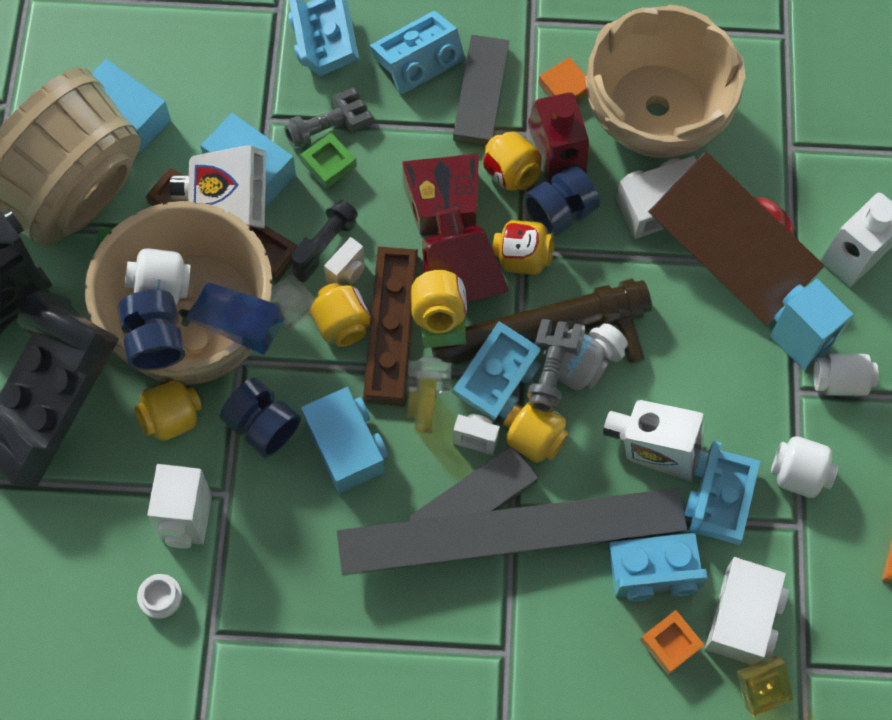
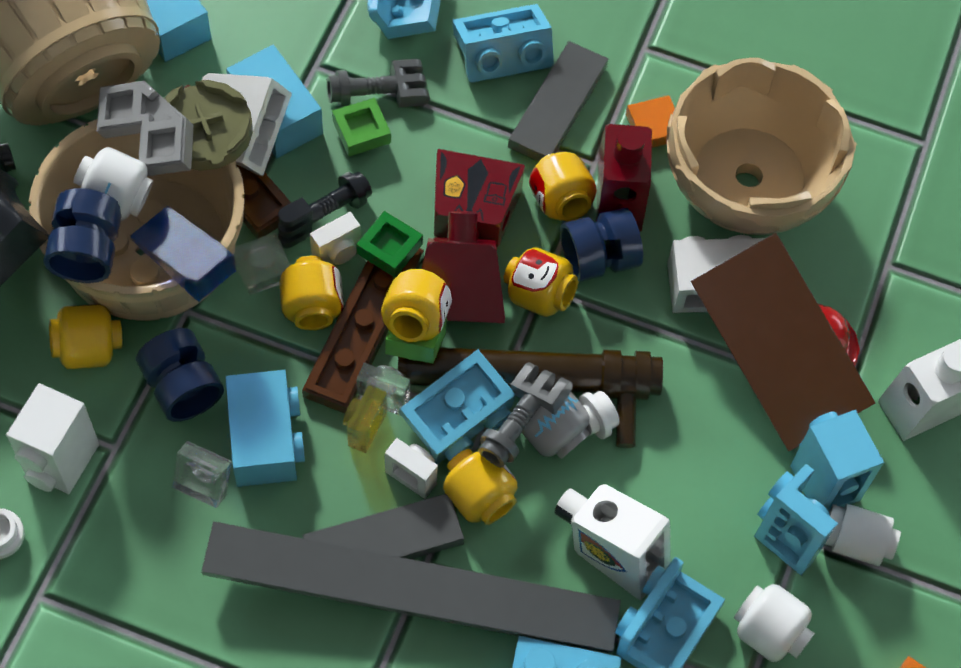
camera: 15 degrees right, 5 degrees down
(183, 219) = (163, 130): none -> light grey tile
(210, 203) = (219, 121): none -> olive tile
(309, 493) = (201, 474): none -> clear plate
(391, 254) = (389, 244): none -> green plate
(795, 384) = (794, 524): none -> medium azure bracket

